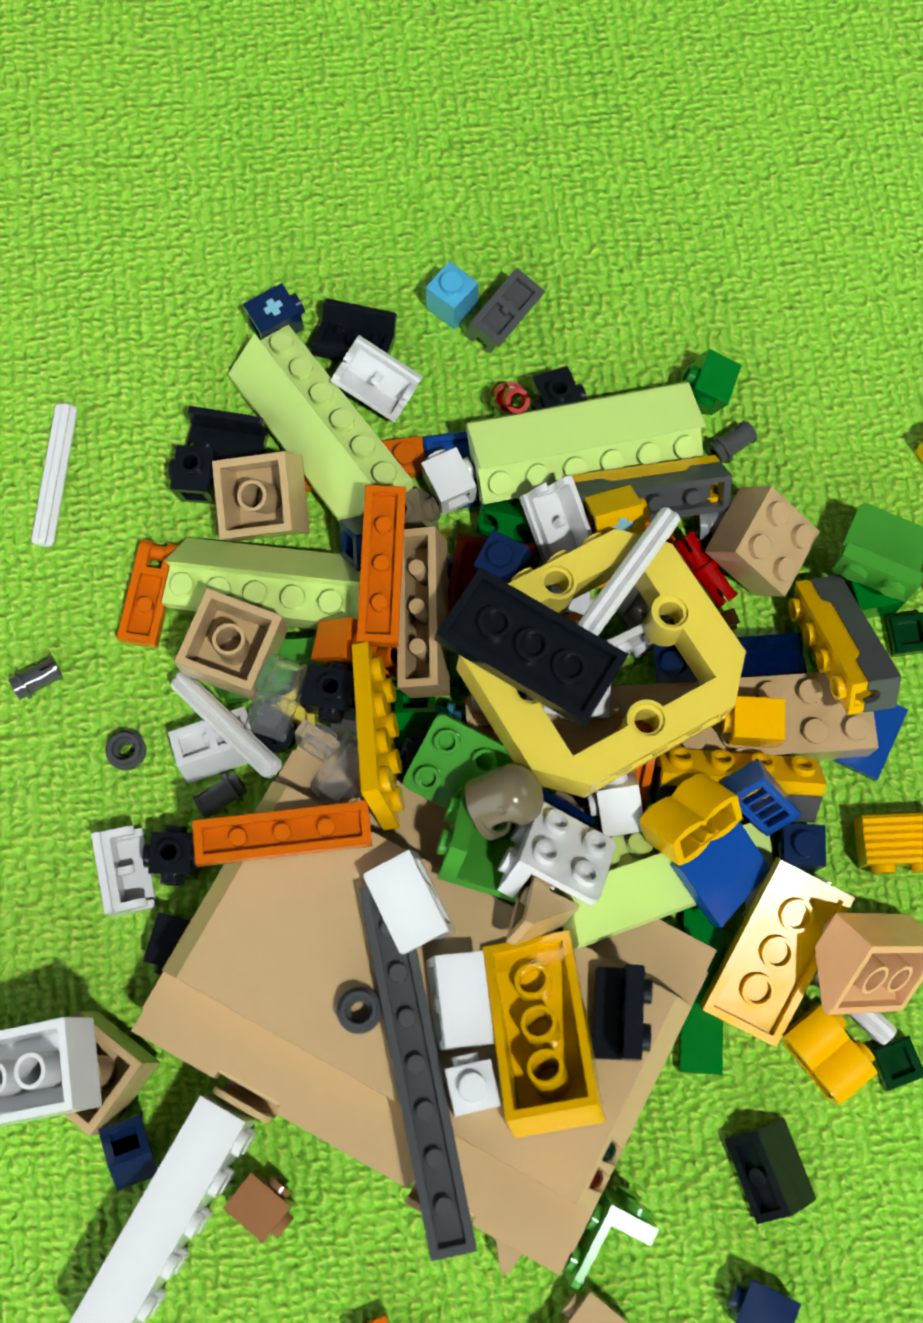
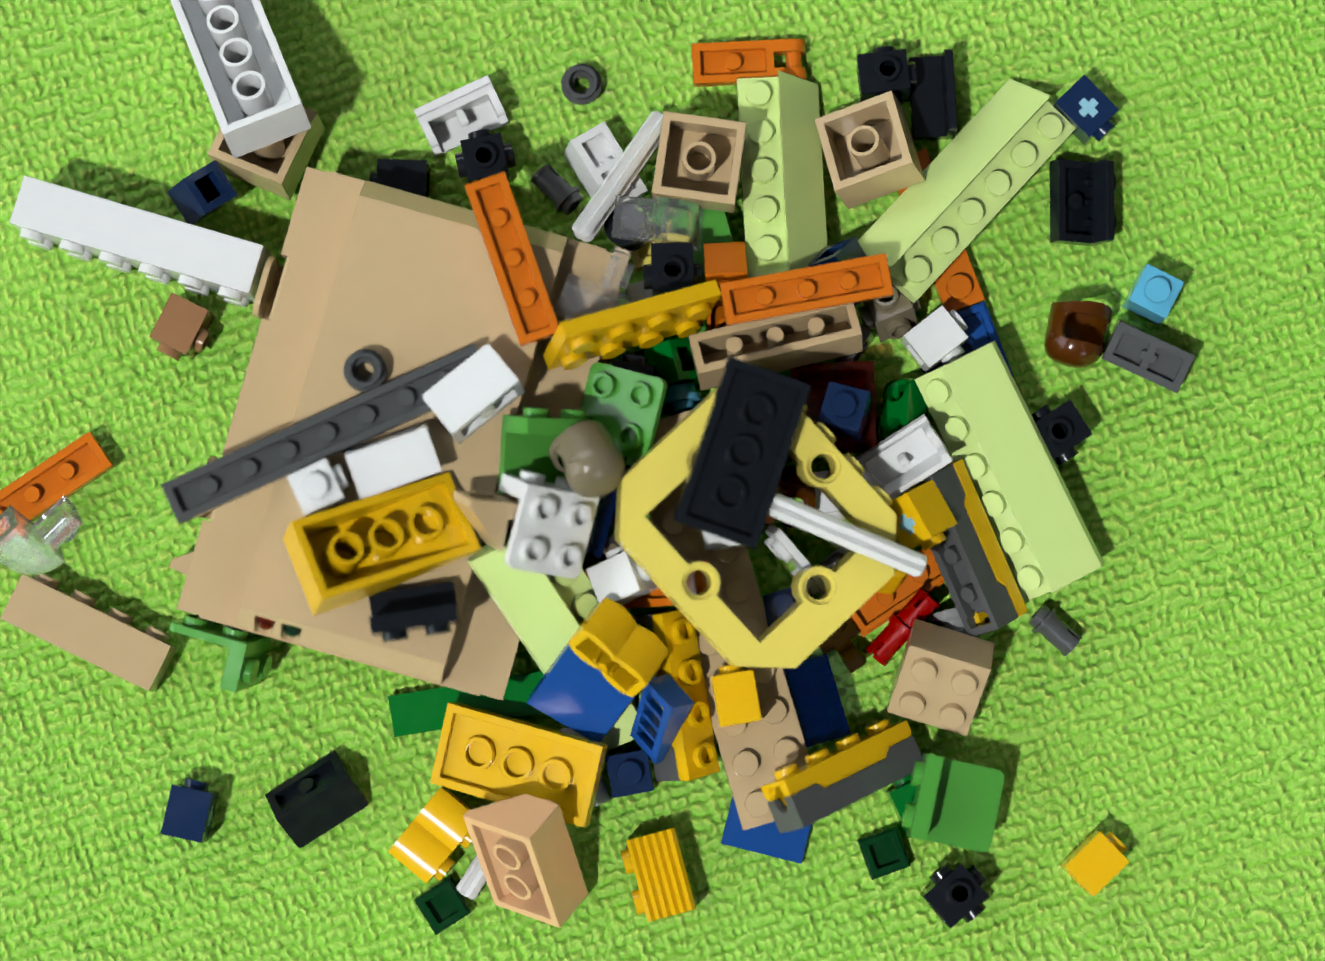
camera: 80 degrees right, 10 degrees up
(376, 378) = (1031, 236): white hinge -> none
(474, 366) = (1076, 332): none -> reddish brown helmet
(512, 395) = (1040, 378): red pin -> none
(712, 380) = (1114, 591): green brick -> none

